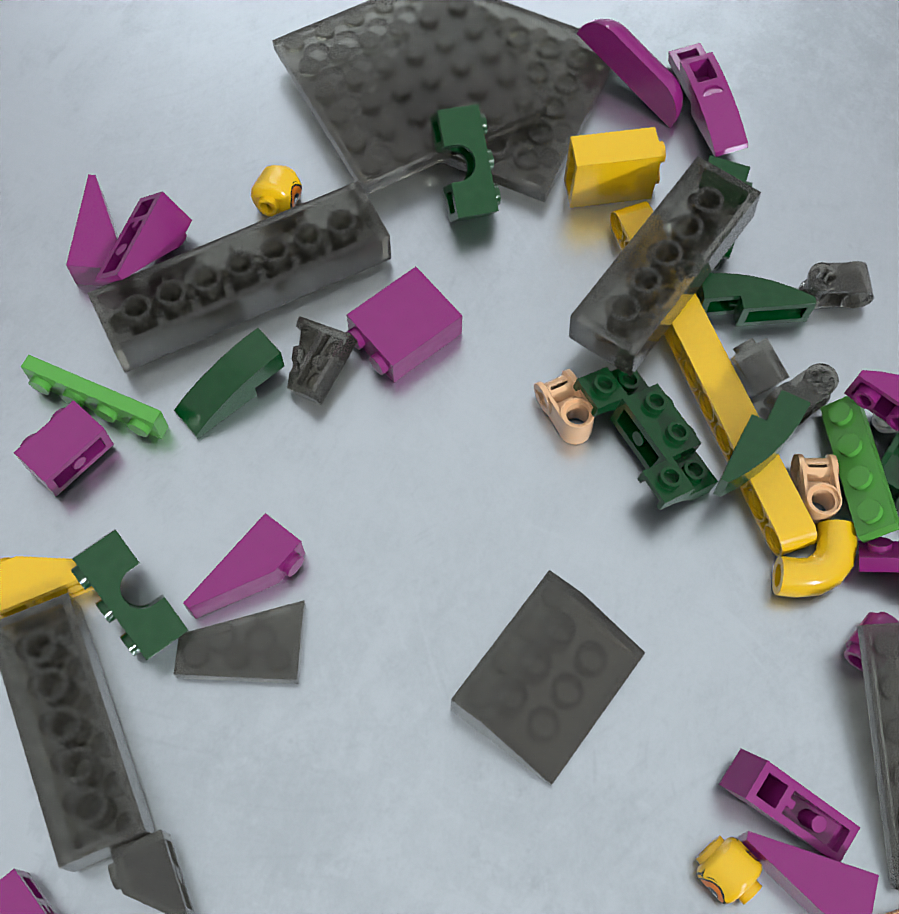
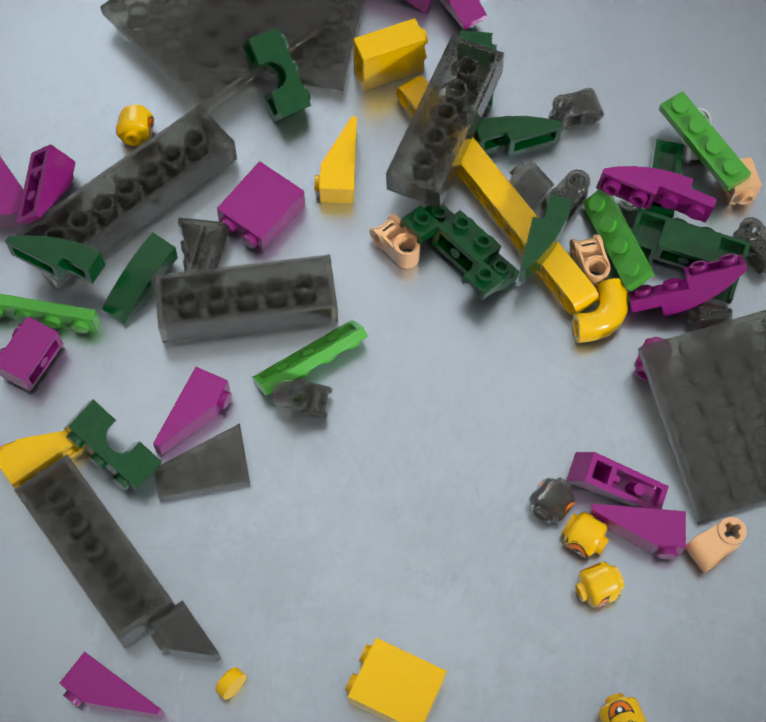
camera: 15 degrees left, 0 degrees up
(128, 332) = (57, 256): none -> dark green slope
(352, 438) = (245, 298): none -> clear smoke brick
(398, 586) = (307, 397): none -> clear smoke piece
(416, 533) = (316, 353): none -> bright green plate
(514, 296) = (338, 168): none -> yellow slope
(547, 678) = (429, 436): clear smoke slope -> none
(693, 808) = (552, 500): none -> clear smoke head

